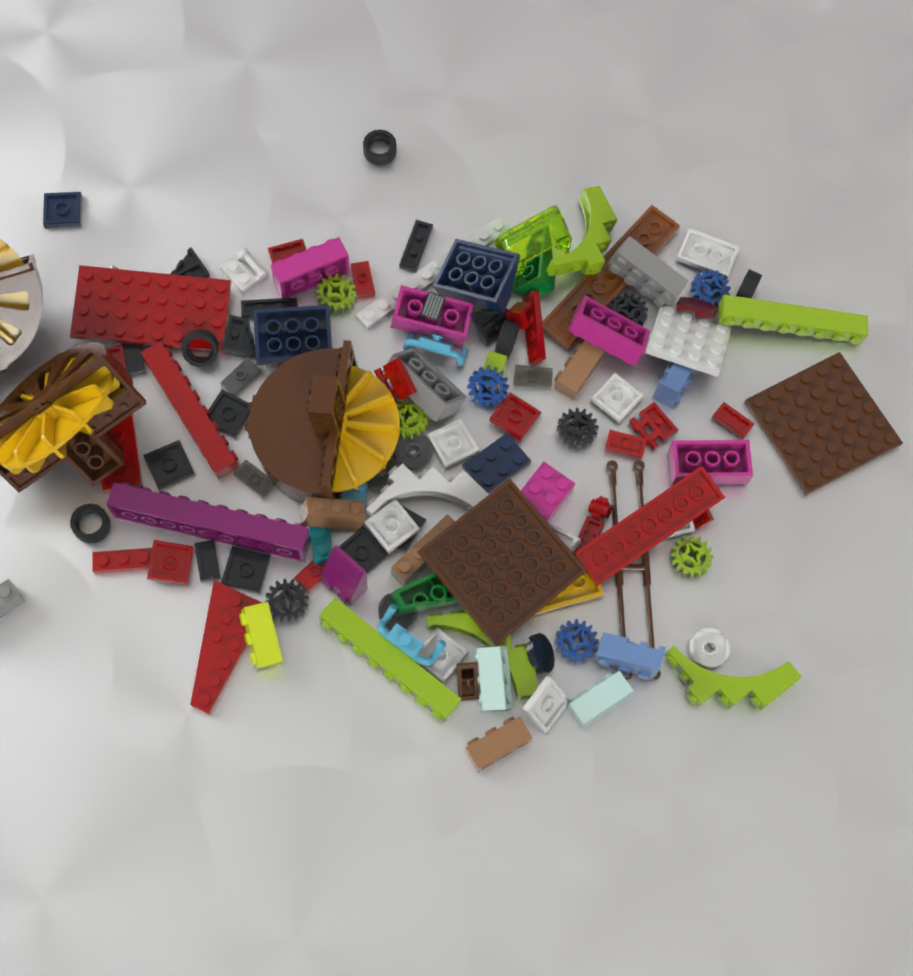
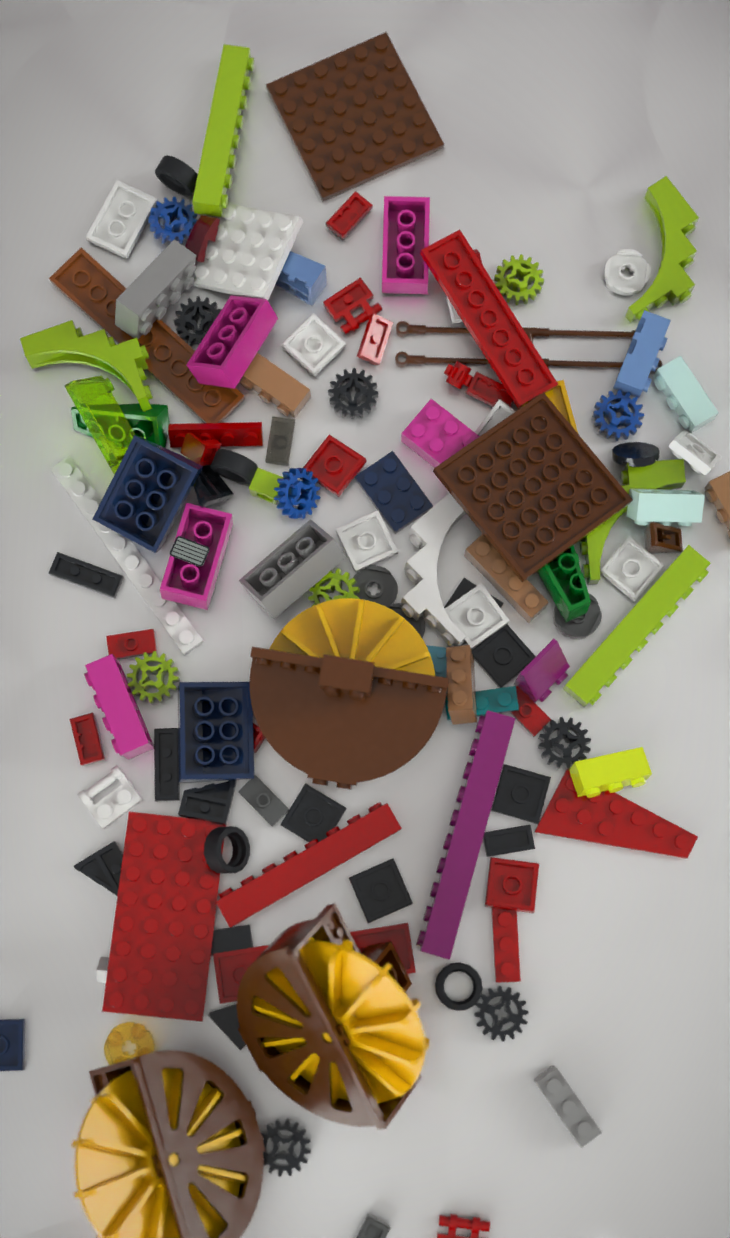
camera: 80 degrees left, 10 degrees up
(63, 299) = (132, 1031): none -> clear yellow plate
(64, 547) = (511, 1017): none -> black gear
(254, 478) = (405, 783): clear smoke plate -> none
(398, 377) = (288, 597): red plate -> none
(406, 641) = (623, 604): medium azure piece -> none
(437, 346) = (238, 554): medium azure piece -> none

